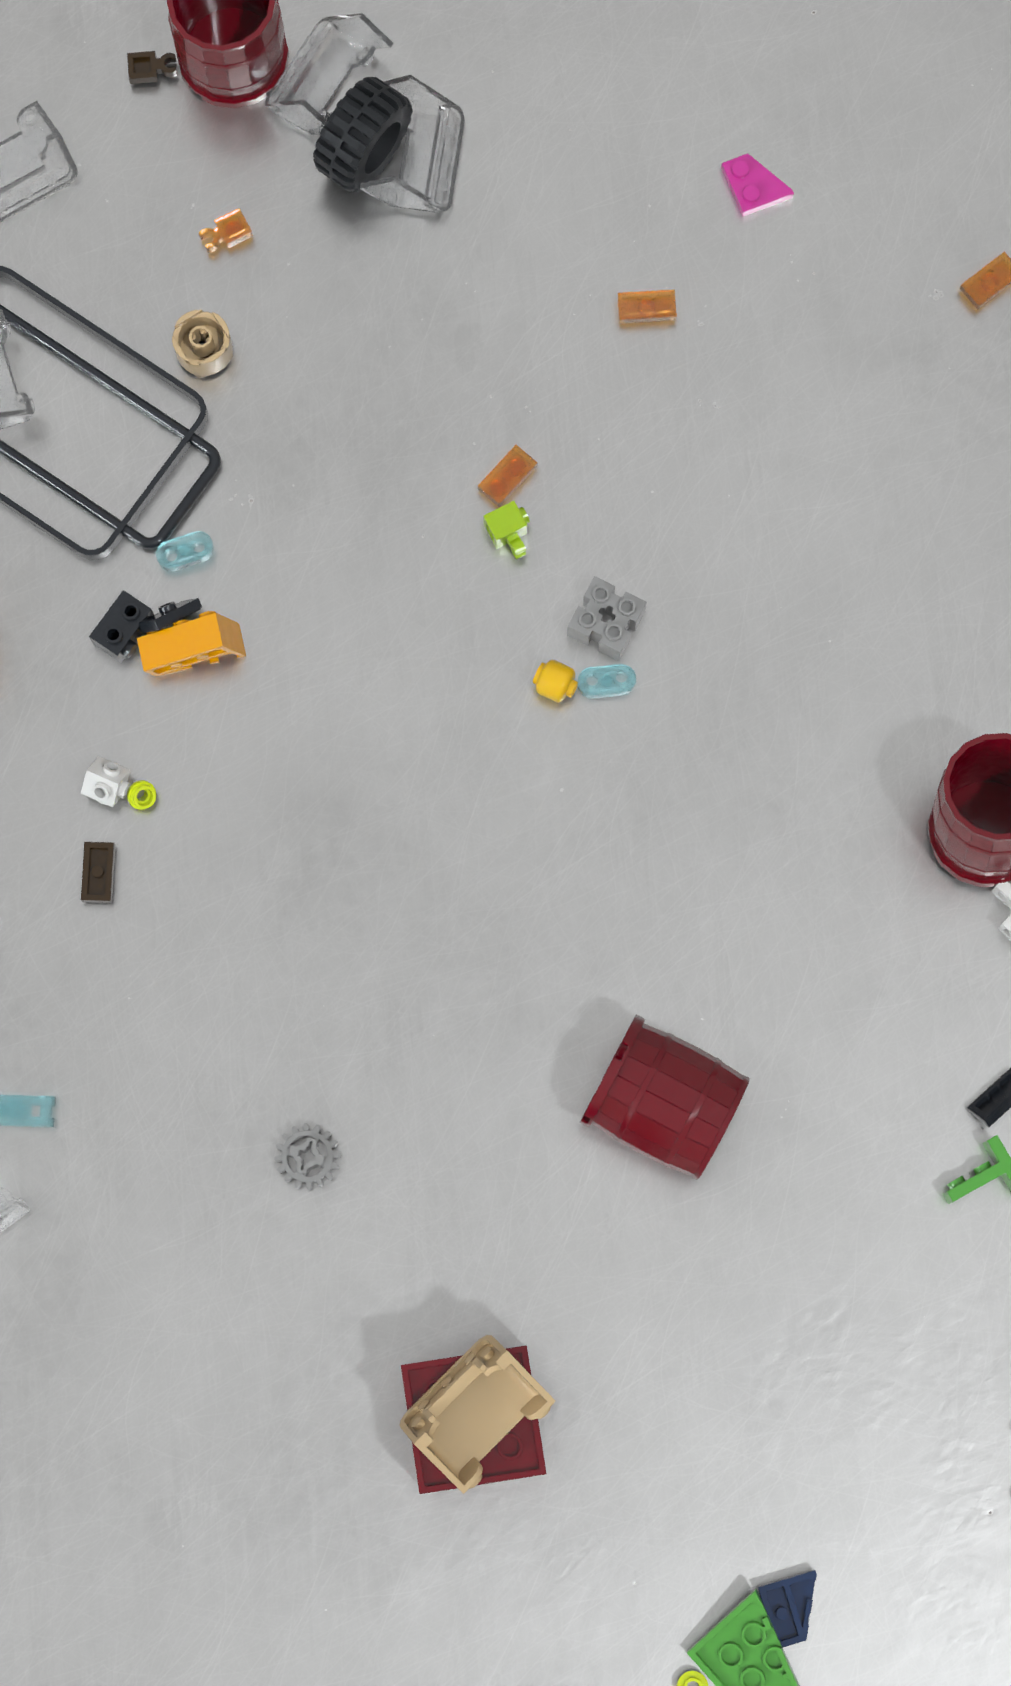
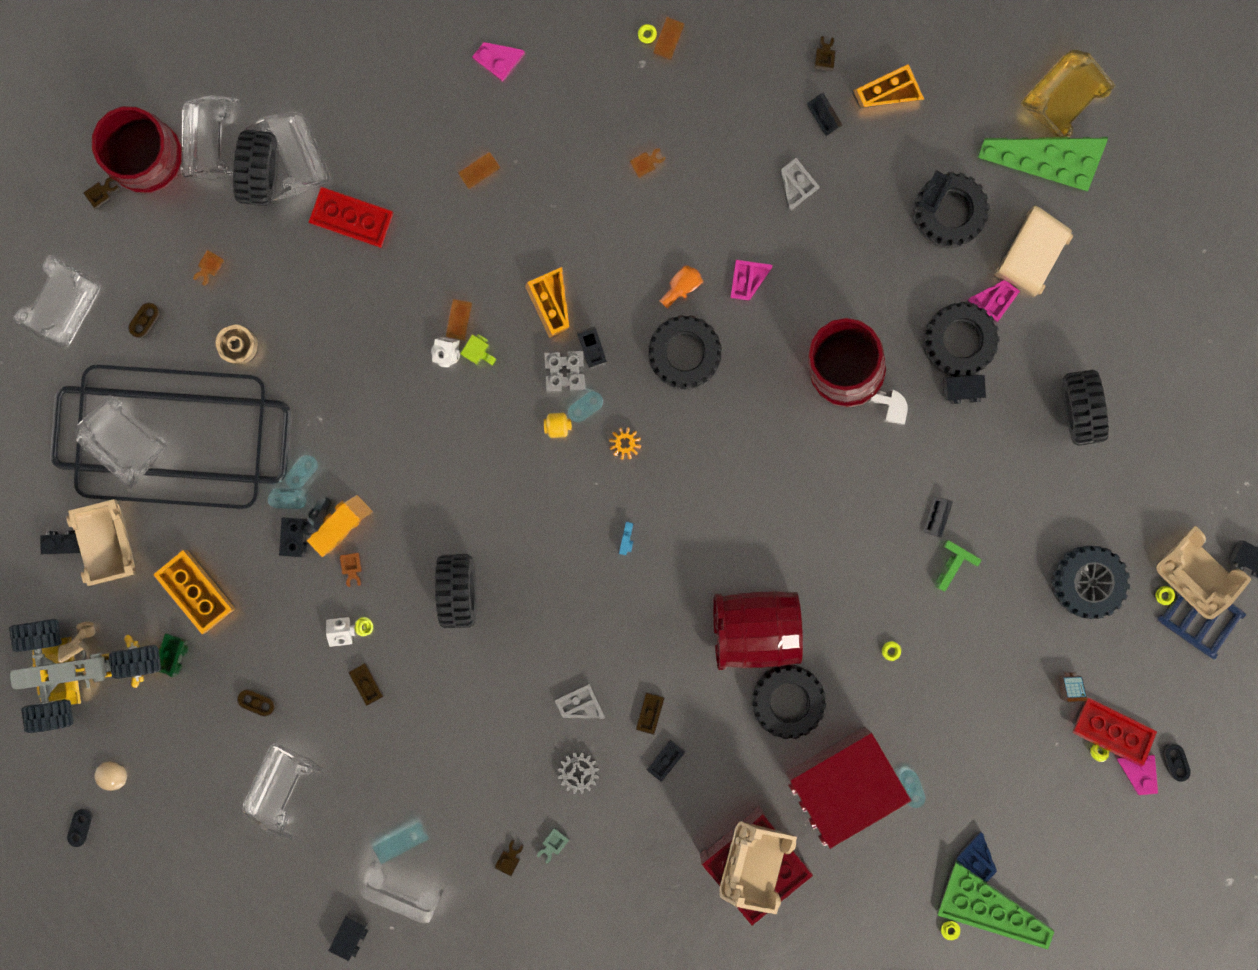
camera: 30 degrees left, 10 degrees up
(103, 248) = (141, 318): none -> dark brown plate
(140, 1221) = (508, 861): none -> dark brown plate
(147, 575) = (287, 498): none -> clear light blue plate
(174, 707) = (351, 565): none -> dark orange plate
(217, 1233) = (554, 843): none -> sand green plate
(290, 811) = (455, 591): none -> black tyre
(365, 1066) = (580, 704): none -> light grey wing
(435, 1210) = (665, 760): none -> black plate
(446, 271) = (351, 217): none -> red plate
(452, 1133) = (650, 713): none -> dark brown plate
(465, 504) = (445, 351): none -> white brick
(554, 888) = (626, 544): none -> dark azure plate
(620, 751) = (618, 444): none -> light orange gear
(640, 515) = (549, 301): none -> light orange wedge
(661, 605) = (591, 346): none -> black brick
(665, 1387) = (847, 787): none -> dark red container
(692, 1218) = (788, 675): none -> black tyre
(752, 1452) = (913, 788): none -> clear light blue plate
(789, 645) = (703, 333): none -> black tyre
(829, 591) = (683, 282): none -> orange piece
(840, 1239) = (897, 653): none -> neon yellow plate
(866, 417) = (645, 164): none -> clear orange plate
(920, 638) = (748, 278): none -> dark pink wing
(970, 253) = (647, 27): none -> neon yellow plate

